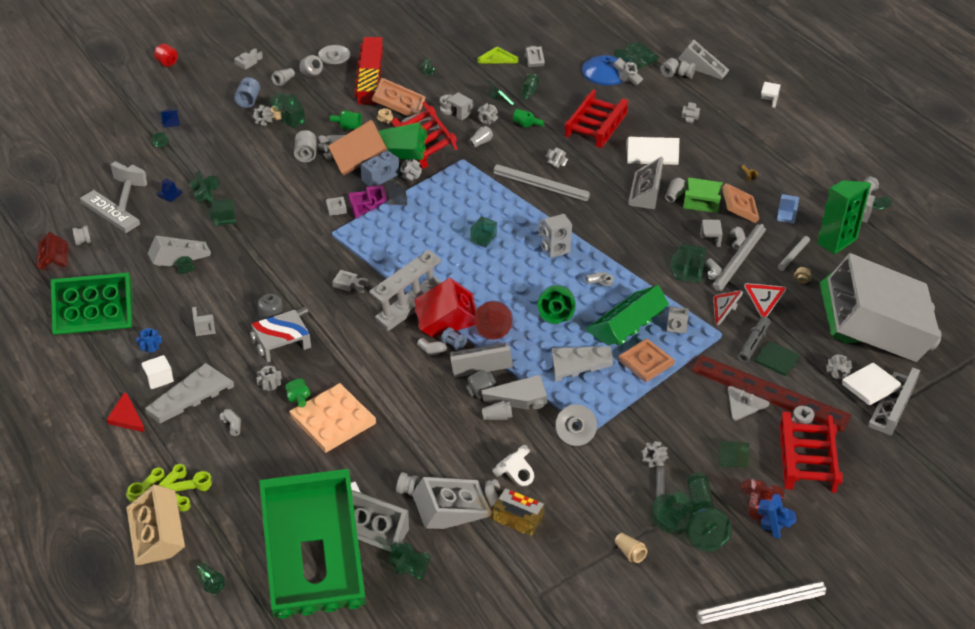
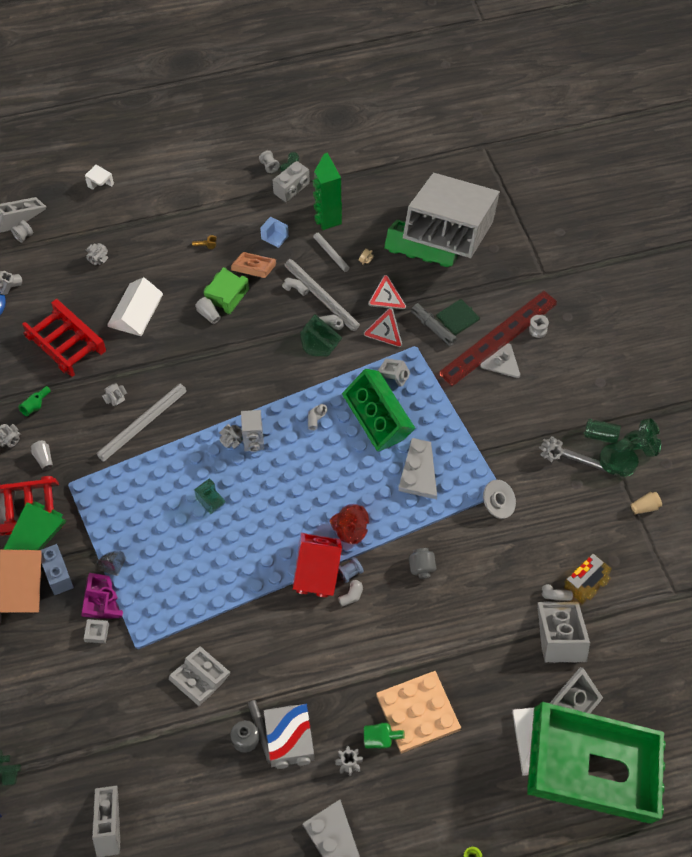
camera: 70 degrees left, 15 degrees up
(185, 265) = (124, 814): clear green plate -> none
(203, 324) = (236, 814): light grey panel -> none
(222, 212) = (56, 756): clear green brick -> none
(234, 420) = (394, 810): light grey arm -> none
(318, 273) = (199, 676): none -> light grey slope
(348, 280) = (226, 649): light grey plate -> none
(395, 284) = (284, 589): light grey fence -> none
(407, 484) = (531, 662): light grey wheel -> none
(408, 560) = (623, 687): clear green hips -> none
(410, 169) = (71, 538): light grey gear -> none
(482, 358) = (386, 551): light grey slope -> none
(497, 411) = (459, 558): light grey cone -> none
(513, 464) = (534, 564): white tile -> none
(522, 394) = (448, 528): light grey slope -> none
(556, 304) = (345, 462): green cylinder -> none
(646, 185) = (191, 329): light grey slope -> none
(646, 360) = (435, 416): nougat tile -> none
(670, 67) = (11, 244): light grey wheel -> none
(712, 229) = (283, 300): light grey panel -> none
(734, 454) = (565, 391): clear green panel -> none
(758, 491) = (619, 385): clear red tile -> none
(775, 515) = (647, 385): blue hips -> none
(791, 458) = (570, 349): red fence -> none
(839, 366) = (490, 276): light grey gear -> none
(871, 383) = (517, 262): white tile -> none
(897, 404) = (541, 252): light grey fence -> none

